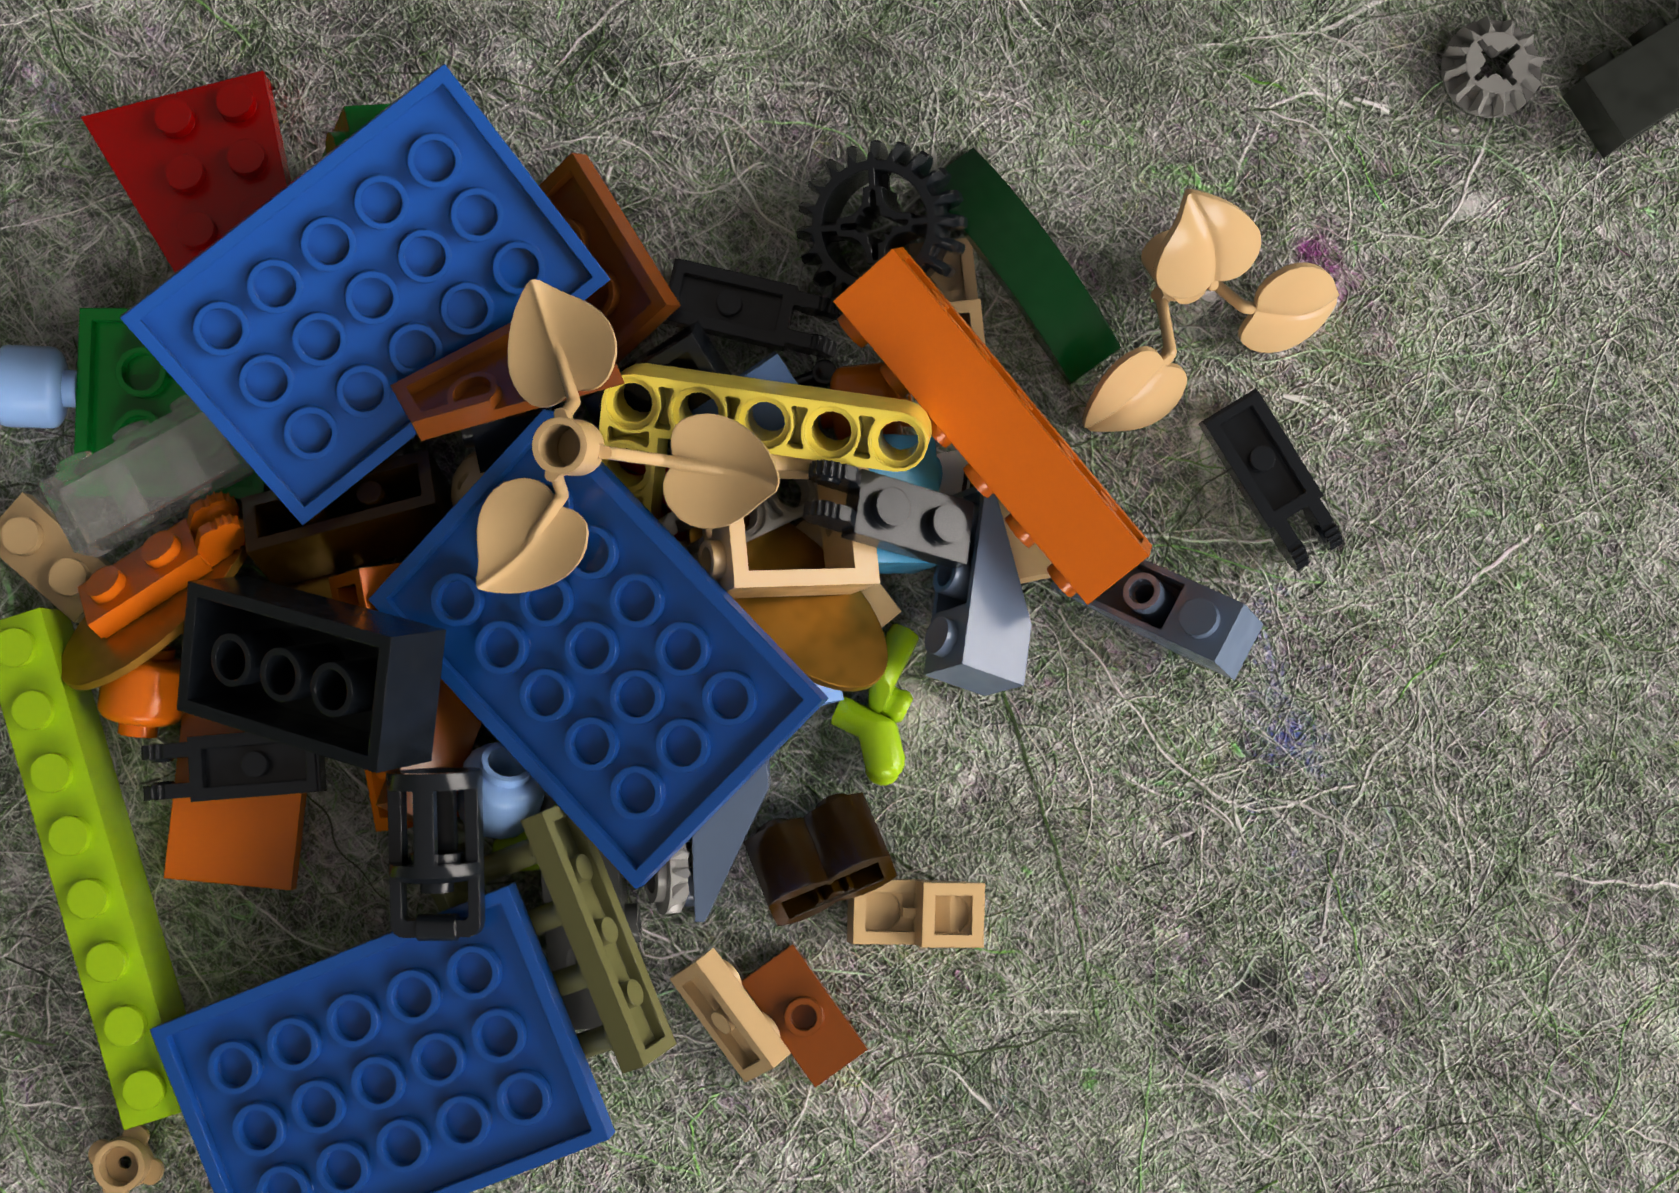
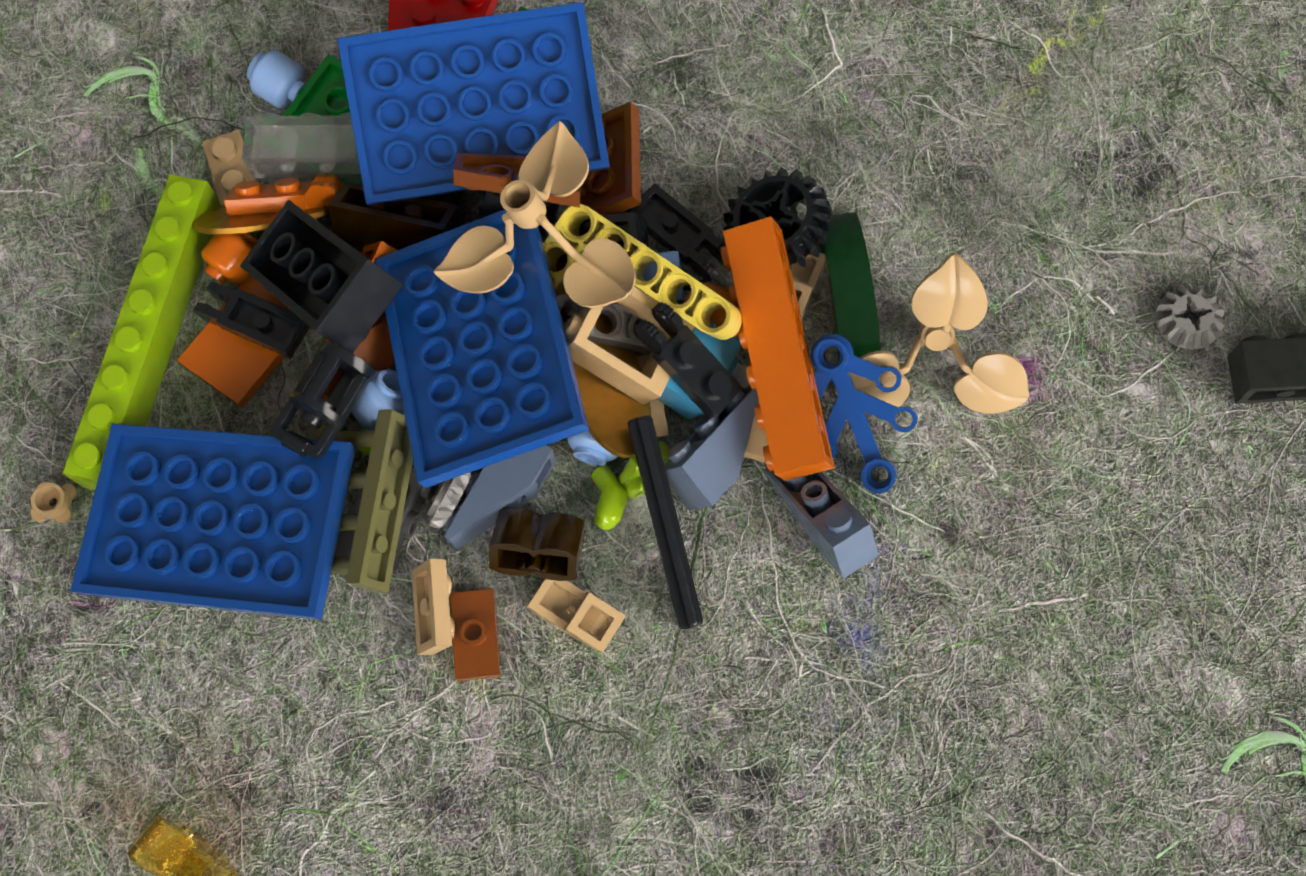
camera: 35 degrees right, 15 degrees down
(969, 736) = (665, 522): none -> black axle
(1129, 439) = (854, 403): none -> blue plant
(1270, 474) = (931, 473): black hinge -> none

